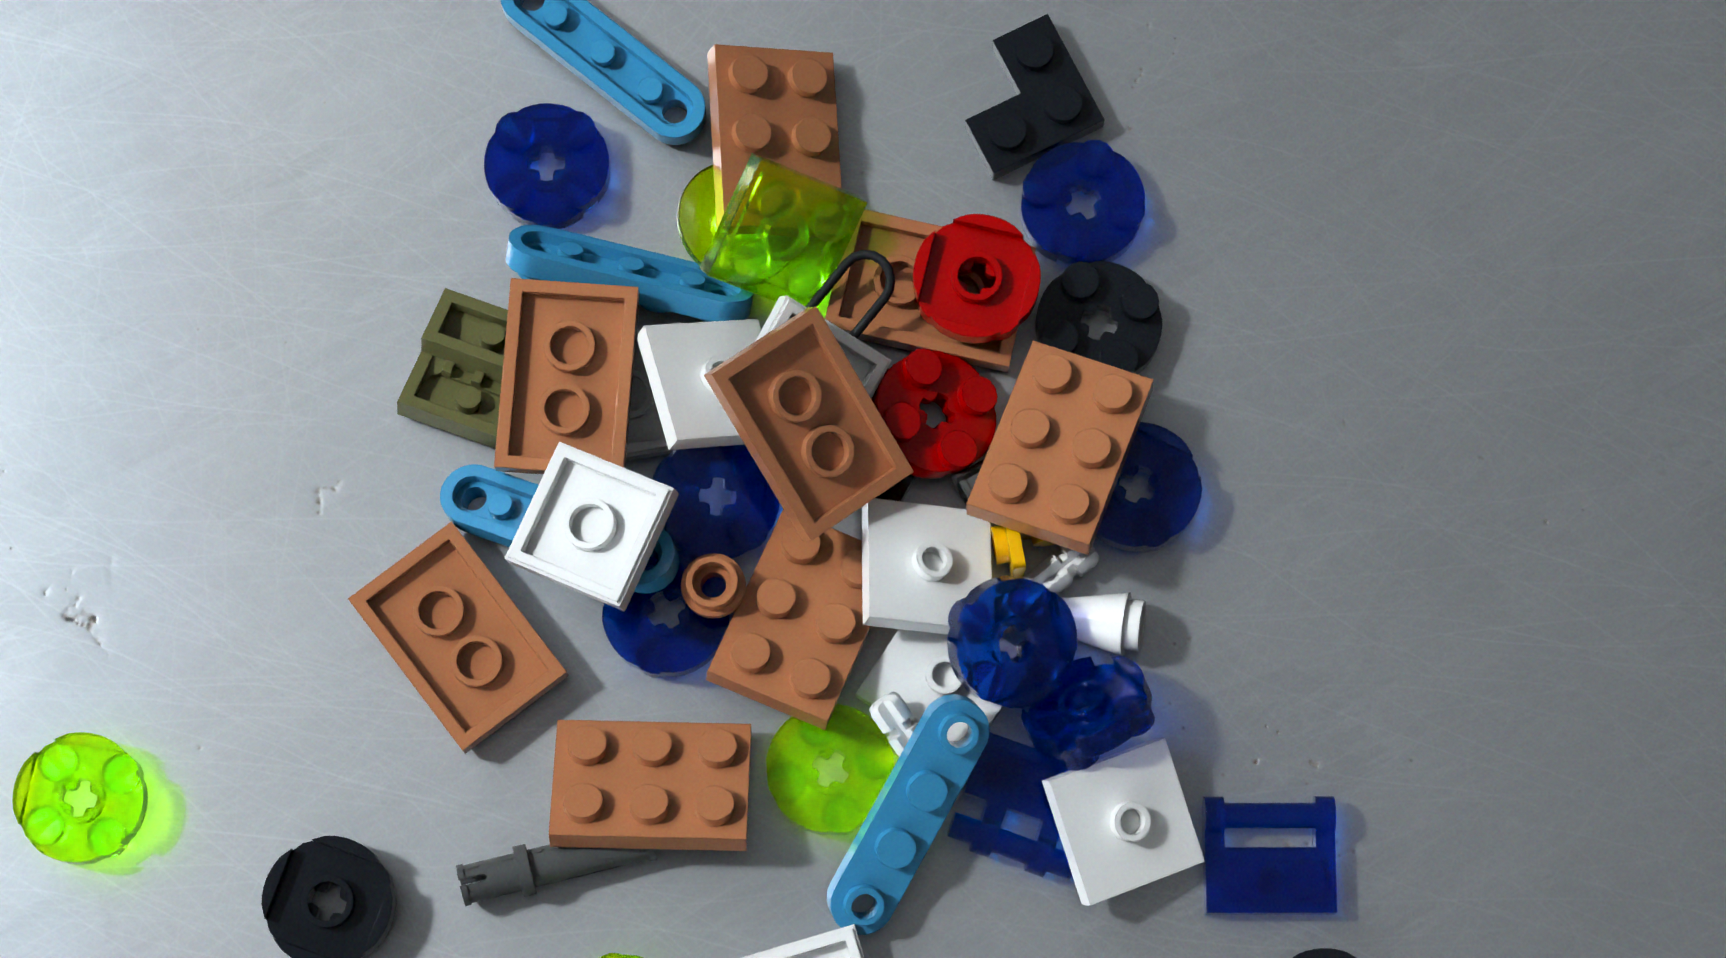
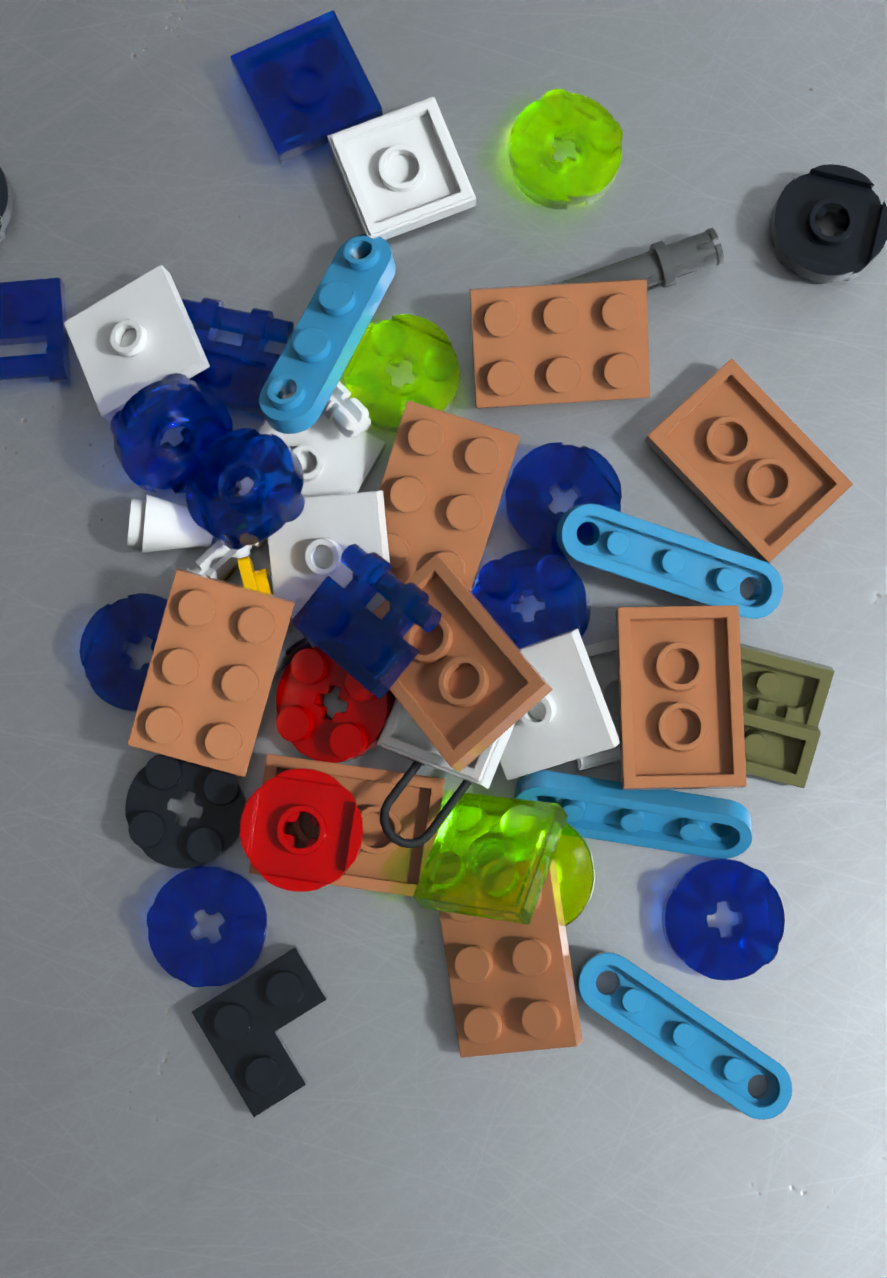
camera: 170 degrees right, 5 degrees up
(591, 526) = (641, 550): white plate -> none
(705, 568) = (523, 499): nougat plate -> none
(904, 465) = (353, 634): none -> clear blue plate

